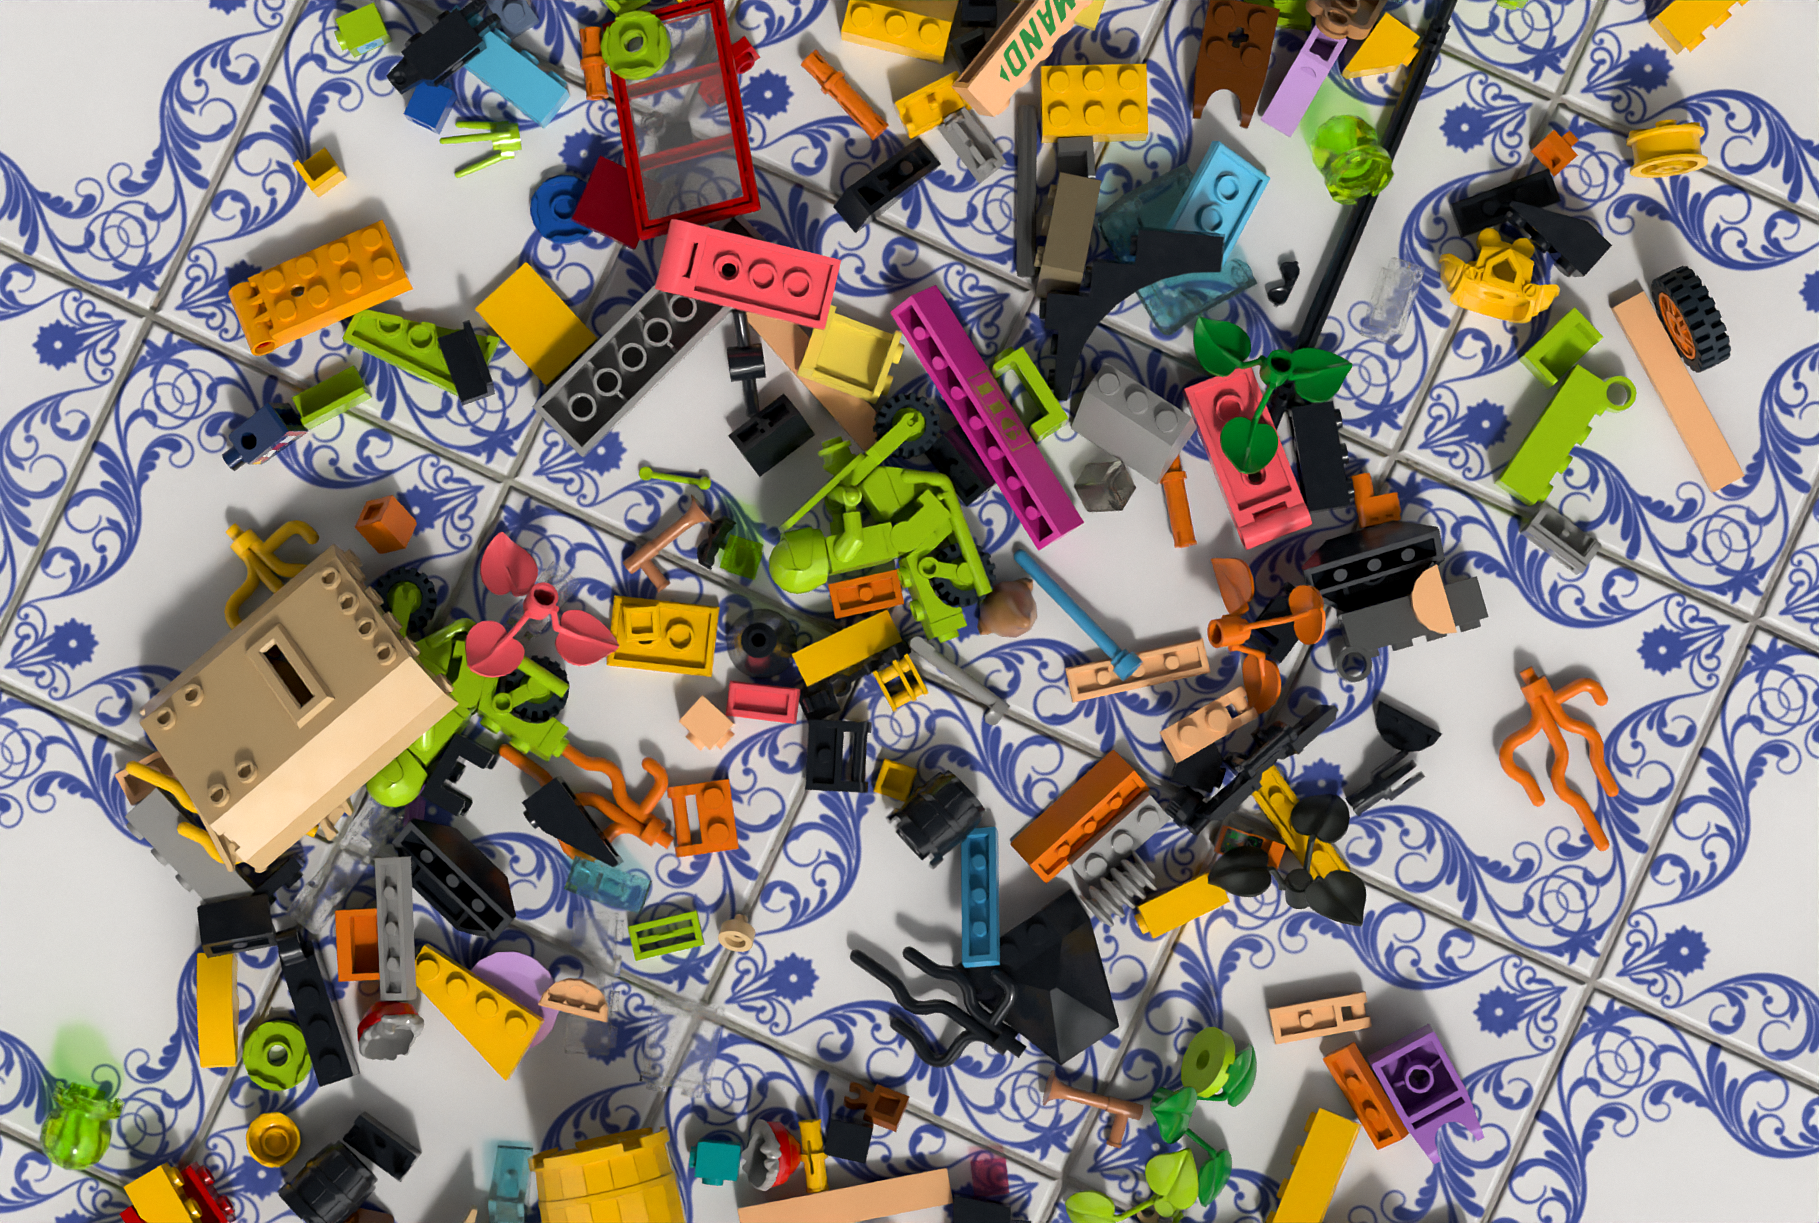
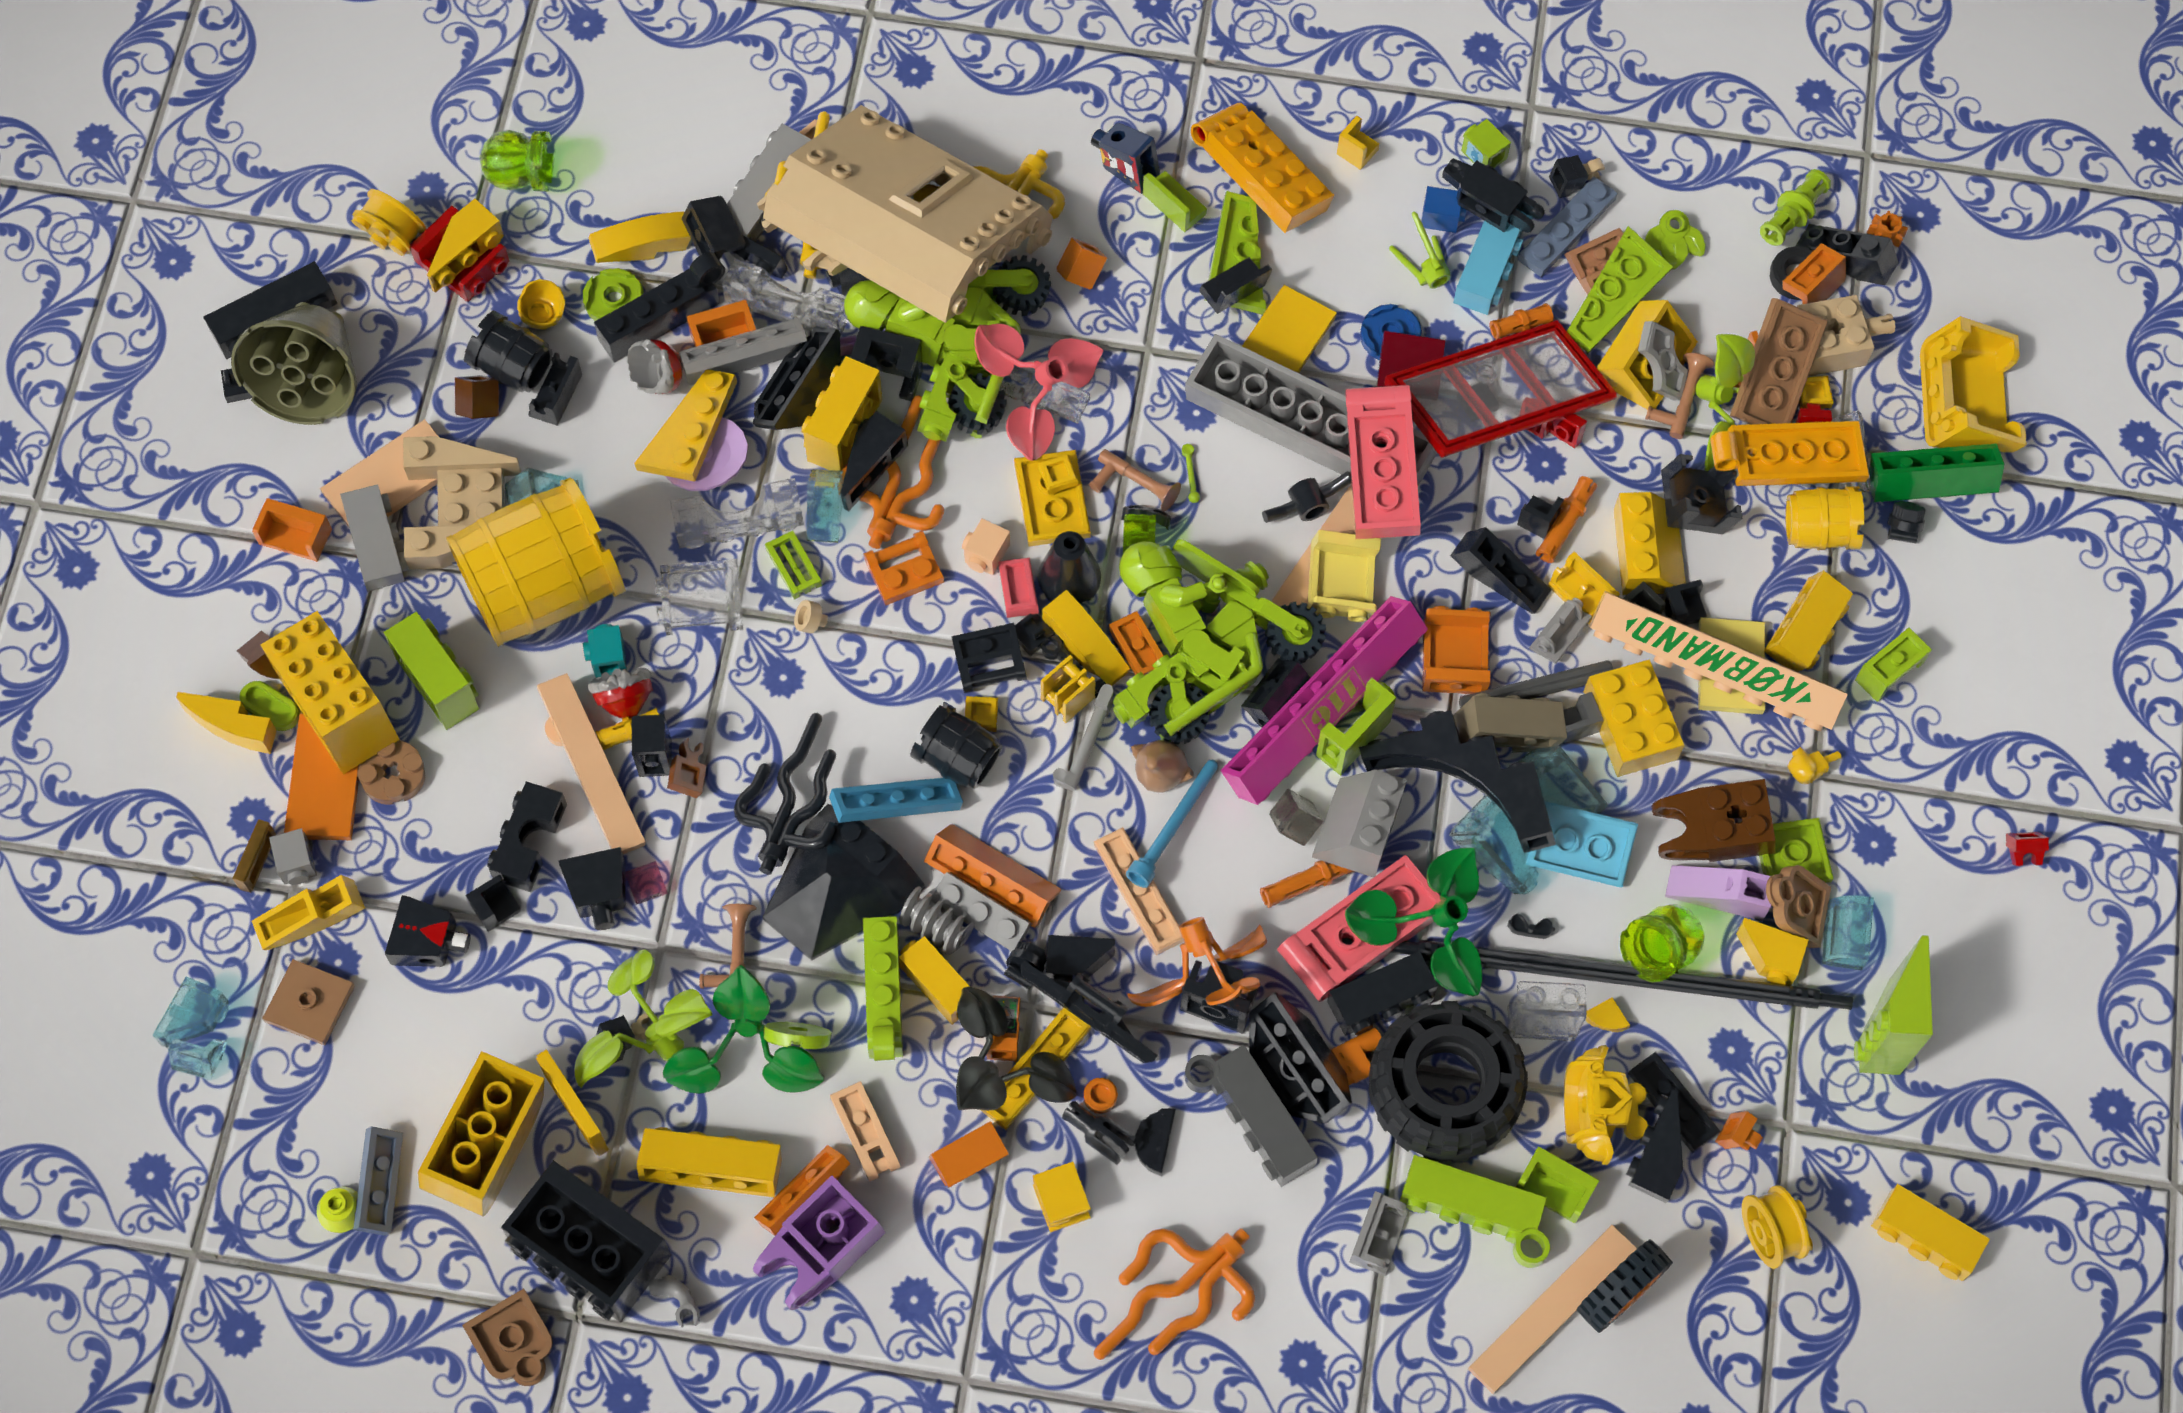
camera: 75 degrees right, 20 degrees down
(510, 840) = (839, 411): none -> yellow brick
(577, 998) = (719, 497): light nougat tile -> none
(644, 61) = (1544, 355): lime tile -> none
(771, 435) = (1252, 534): black hinge -> none
(832, 121) = (1539, 515): none -> black panel
(964, 262) = (1455, 650): none -> orange panel
(1182, 963) = (882, 988): none -> lime hinge
(1207, 724) = (1107, 951): light nougat plate -> none
(1343, 771) = (1100, 1095): none -> orange tile
(1380, 929) = (968, 1155): none -> orange hinge
(1393, 456) = (1439, 1128): none -> black tyre
(1400, 238) = (1607, 1017): none -> yellow tile
(1431, 603) = (1279, 1119): light nougat tile -> none
(1442, 840) = (1061, 1196): none -> yellow piece

